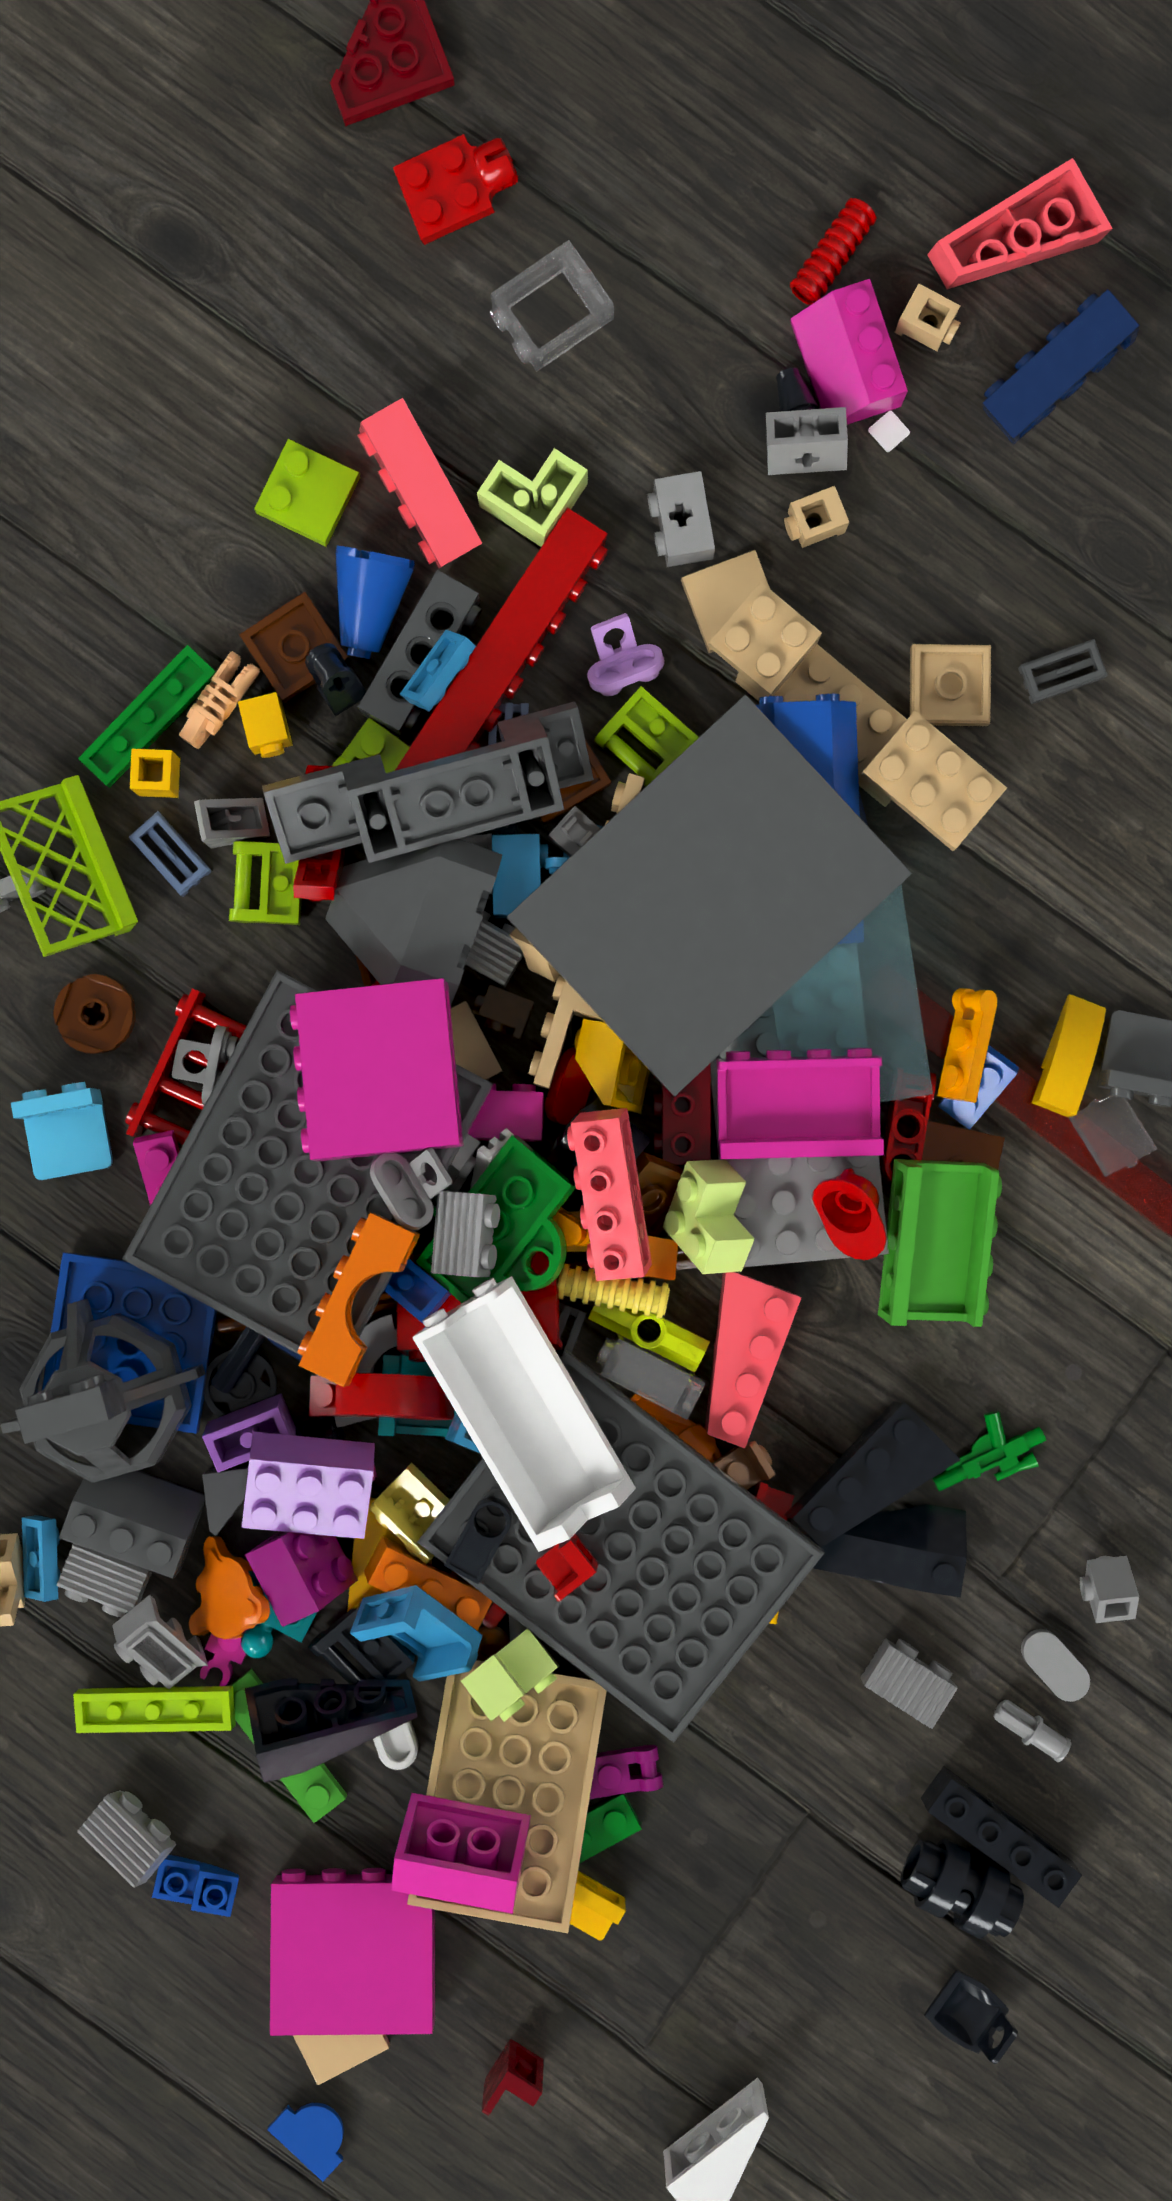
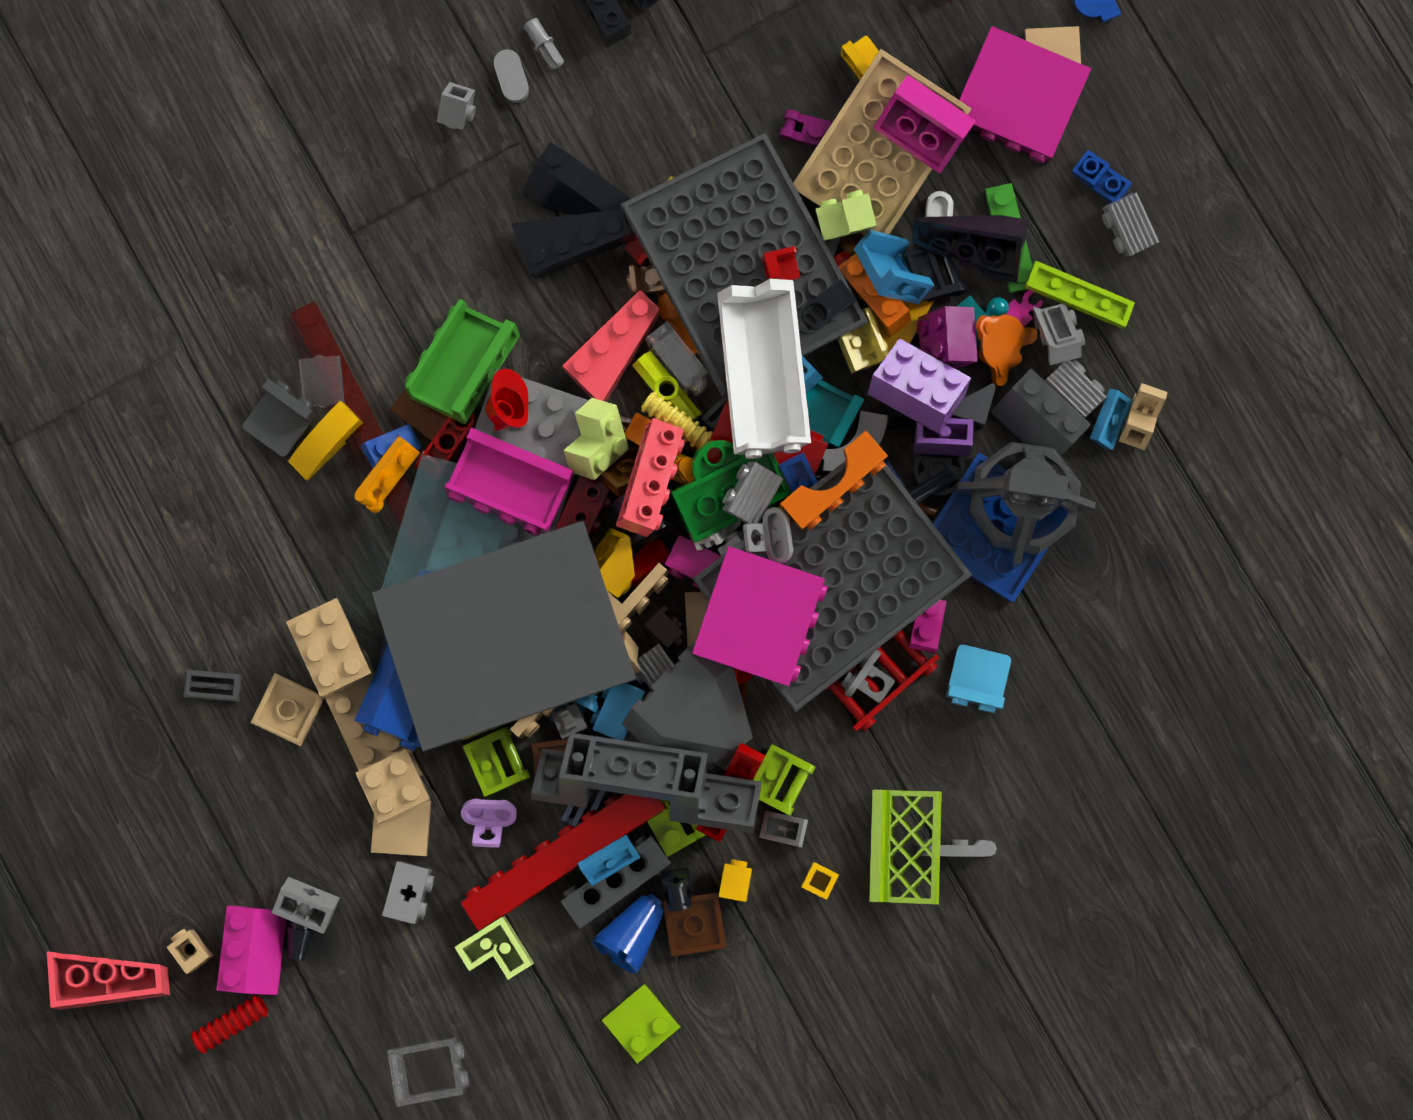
camera: 150 degrees left, 5 degrees down
(74, 1024) = (943, 745): reddish brown plate -> none
(148, 716) = (808, 922): green plate -> none
(192, 878) = (827, 805): sand blue tile -> none
(217, 700) = (759, 911): light nougat hinge -> none
(381, 1396) = (850, 419): red arch -> none
(419, 484) = (565, 992): coral wedge -> none
(608, 1824) = (829, 102): green plate -> none
(823, 506) = (312, 854): tan brick -> none
(889, 431) = (248, 892): white sticker -> none
(909, 1682) = (605, 105): light grey brick -> none
(993, 1451) = (488, 221): green piece -> none
(1060, 365) = (122, 878): dark blue wedge -> none

